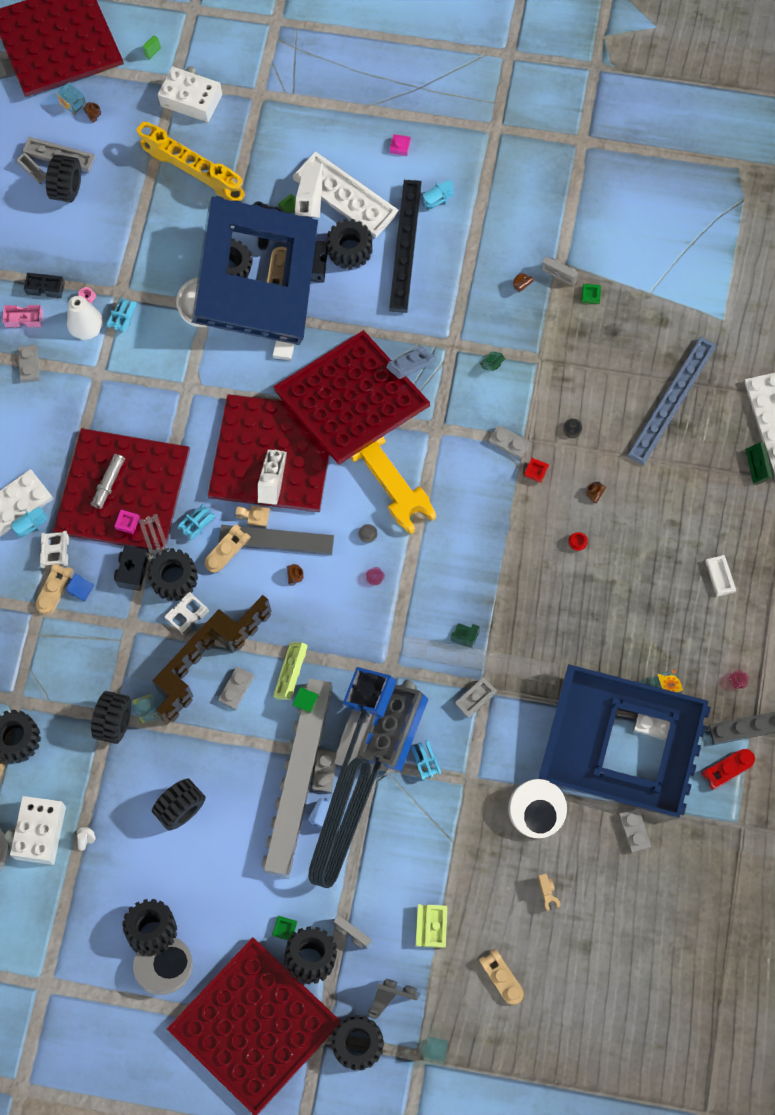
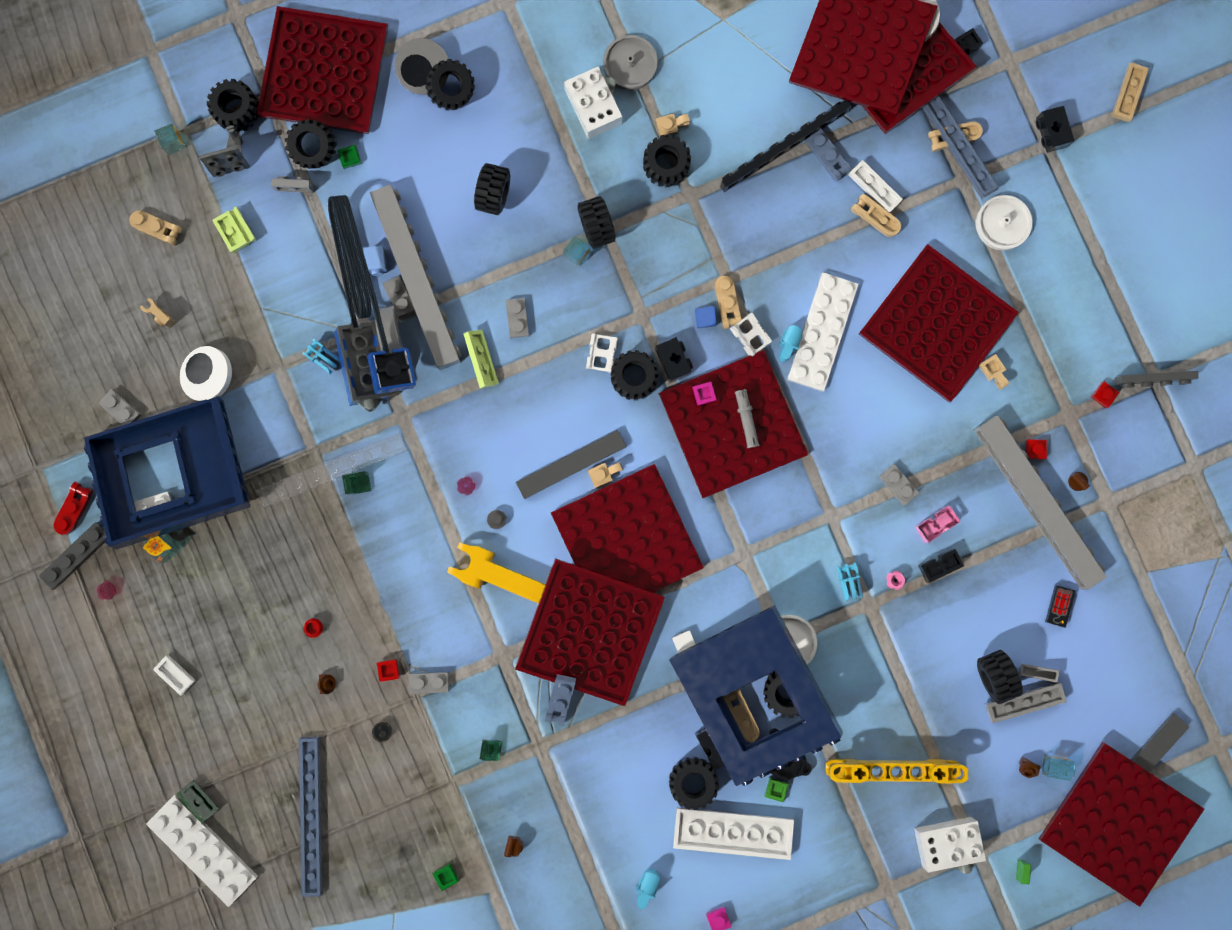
camera: 140 degrees right, 15 degrees up
(83, 318) = (879, 555): white cone -> none
(85, 836) = (553, 126): white plate -> none
(149, 520) = (677, 391): clear tile -> none
(198, 519) = (653, 433): medium azure arm -> none
(219, 628) = (550, 353): dark brown bracket -> none
(226, 550) = (605, 426): tan plate -> none
(271, 477) = (608, 512): white slope -> none
(295, 574) = (534, 444): reddish brown plate -> none
(305, 700) = (447, 337): green tile -> none
(309, 191) = (764, 811): white slope -> none
(405, 246) = (644, 817): black plate -> none
(475, 697) = (314, 434): light grey plate -> none
(560, 271) = (477, 882): light grey plate -> none

